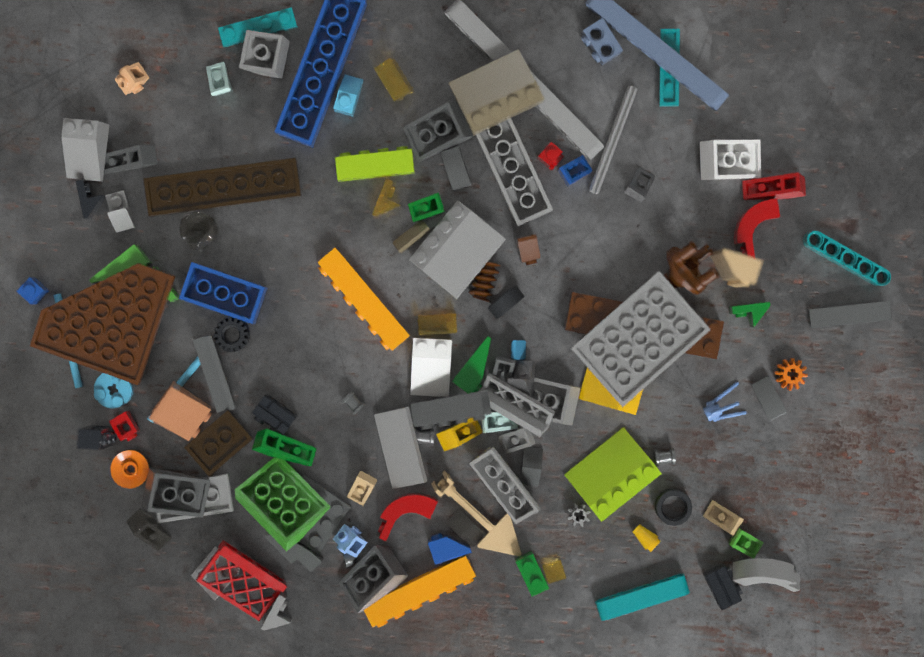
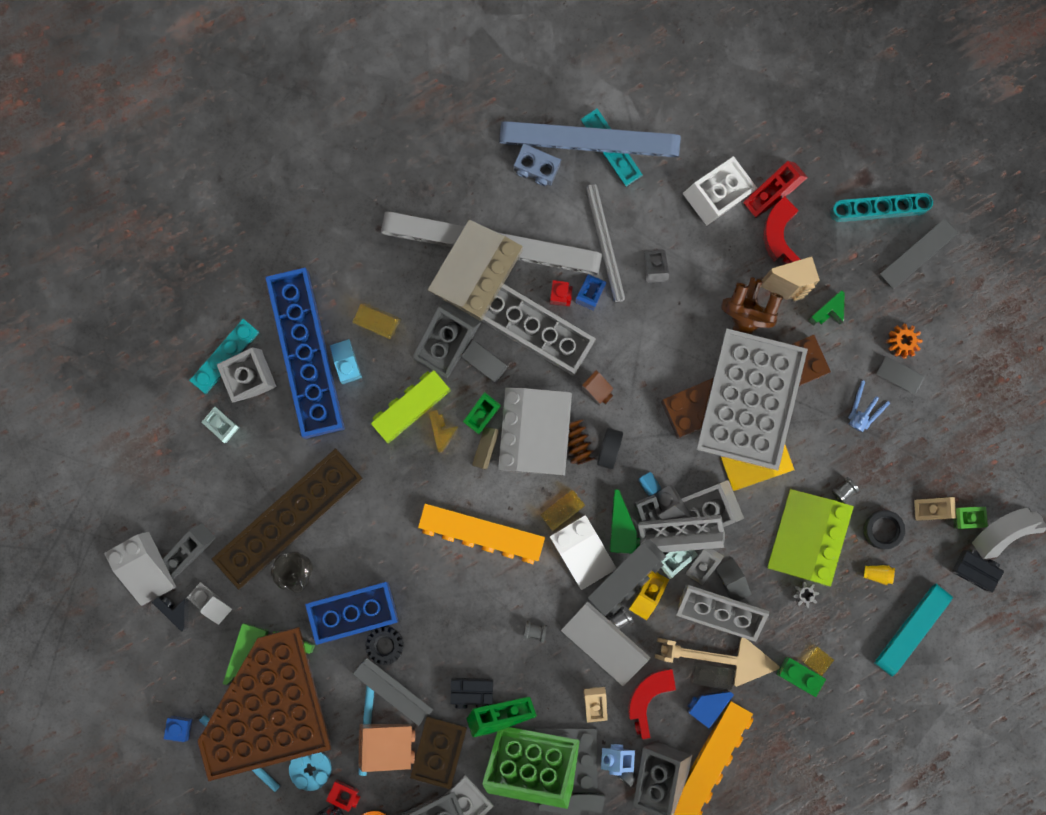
camera: 30 degrees left, 5 degrees down
(131, 78) = (142, 476): light nougat brick -> none

